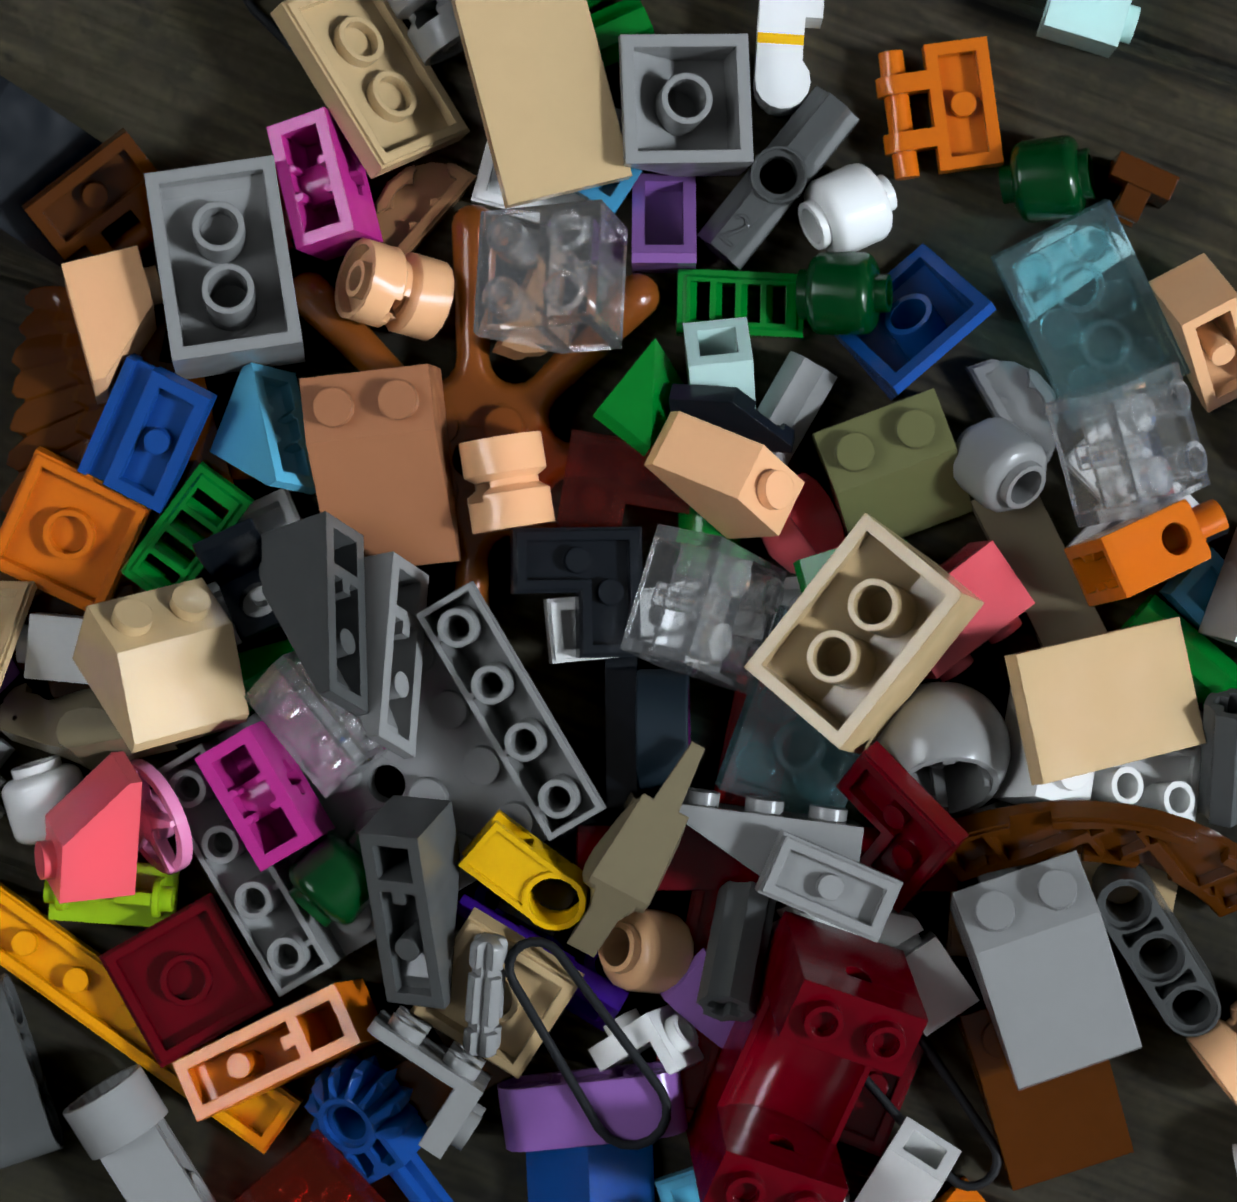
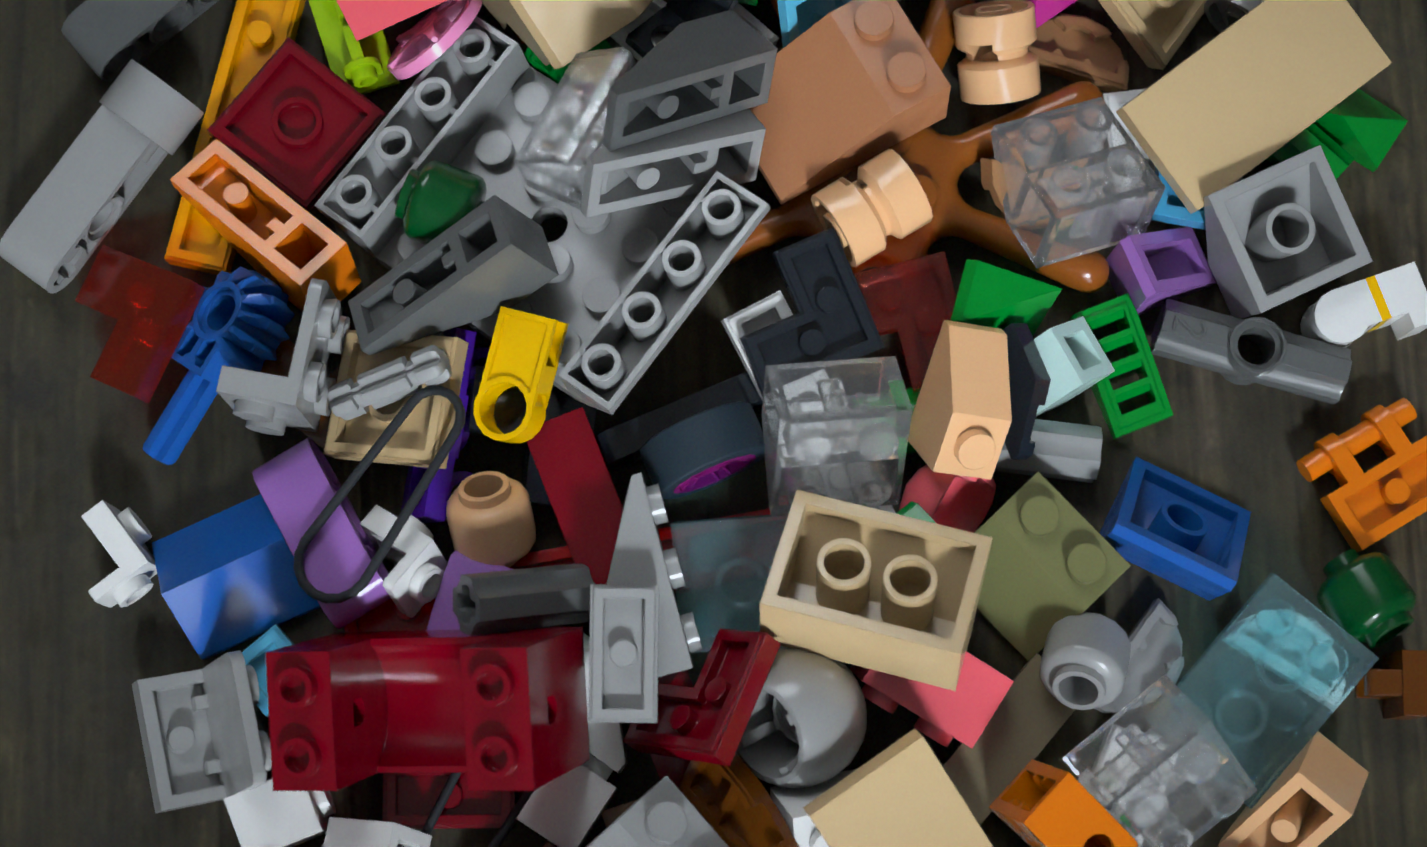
camera: 65 degrees right, 10 degrees down
(264, 794) = (493, 109): dark pink brick -> none
(634, 855) = (576, 462): dark tan animal -> none
(843, 293) = (1175, 451): dark green head -> none
(847, 209) = (1251, 426): white head -> none

